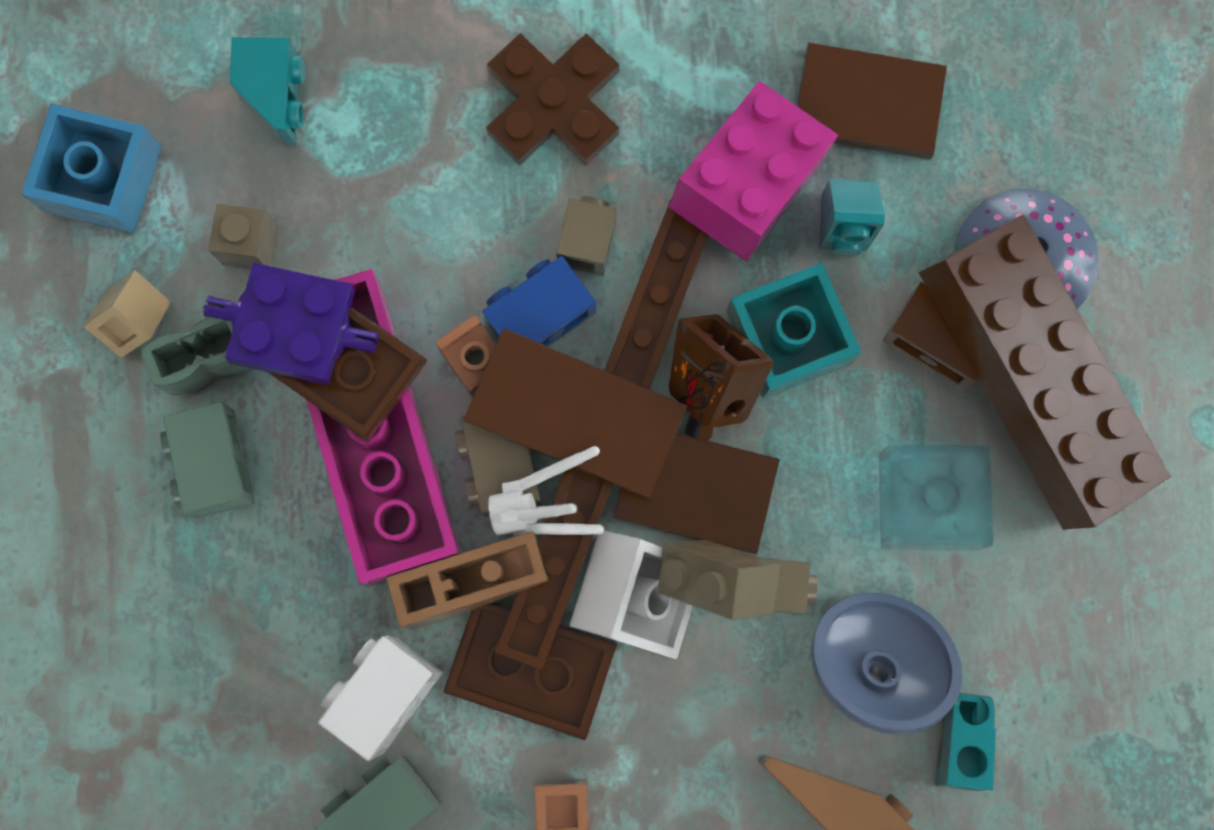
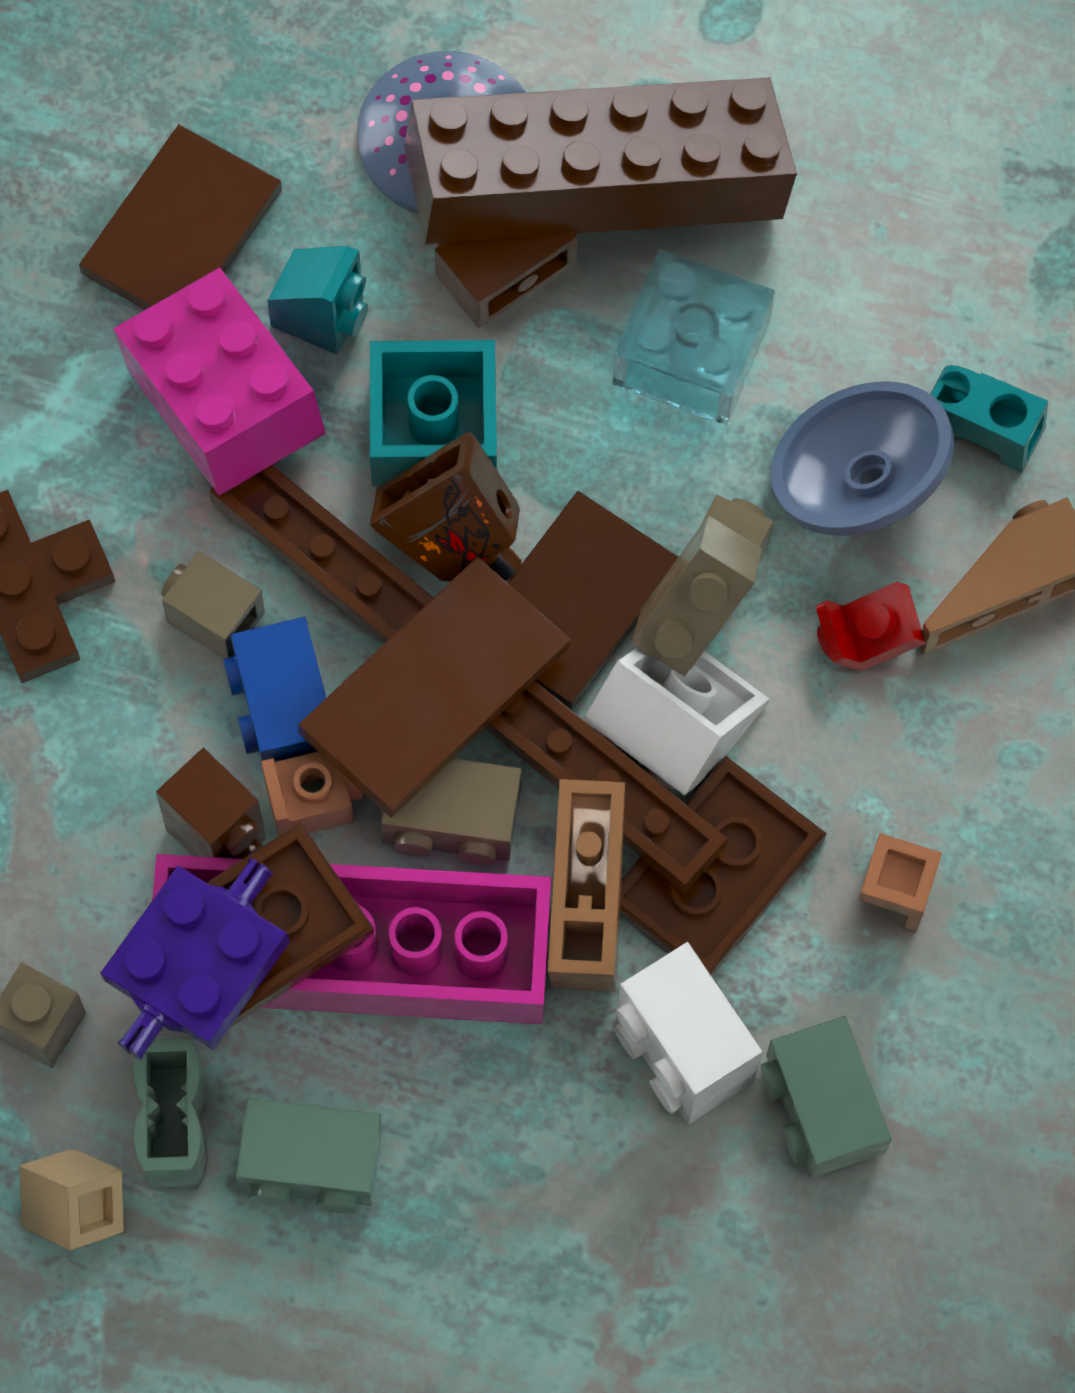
camera: 70 degrees left, 10 degrees down
(420, 296) = (211, 810): none -> reddish brown brick
(518, 513) = (529, 791): white plant -> none
(756, 715) = (870, 627): none -> red bracket

